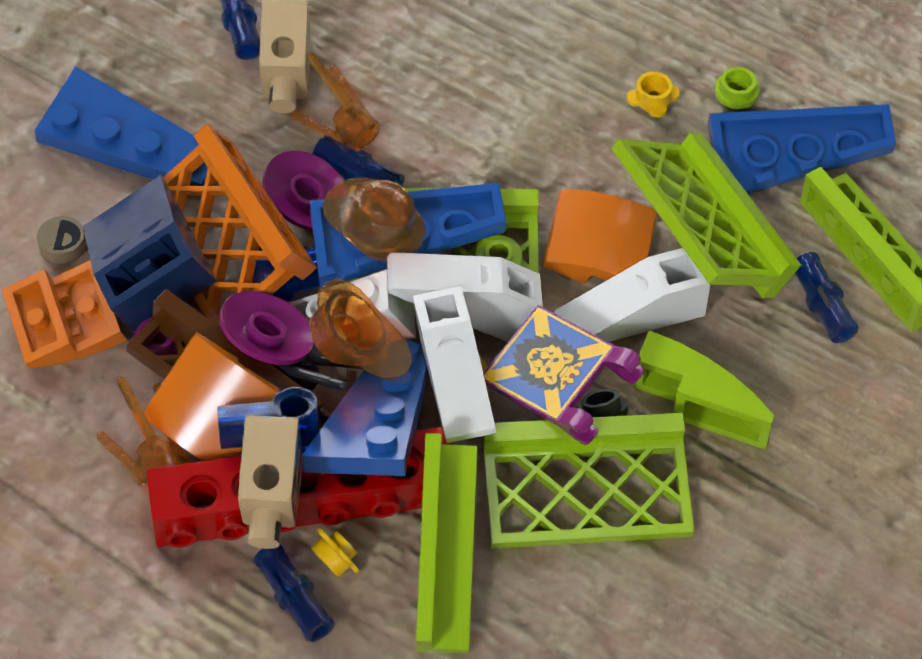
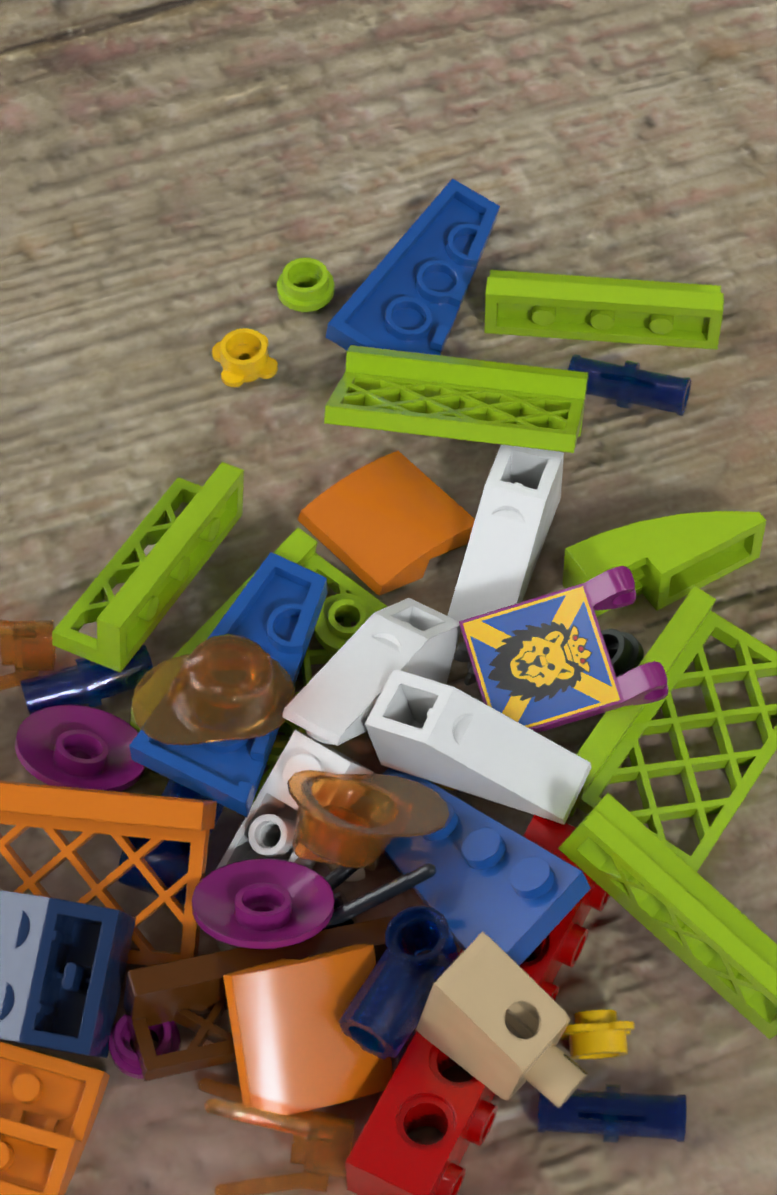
camera: 50 degrees left, 0 degrees up
(456, 145) = (154, 579): none -> lime fence

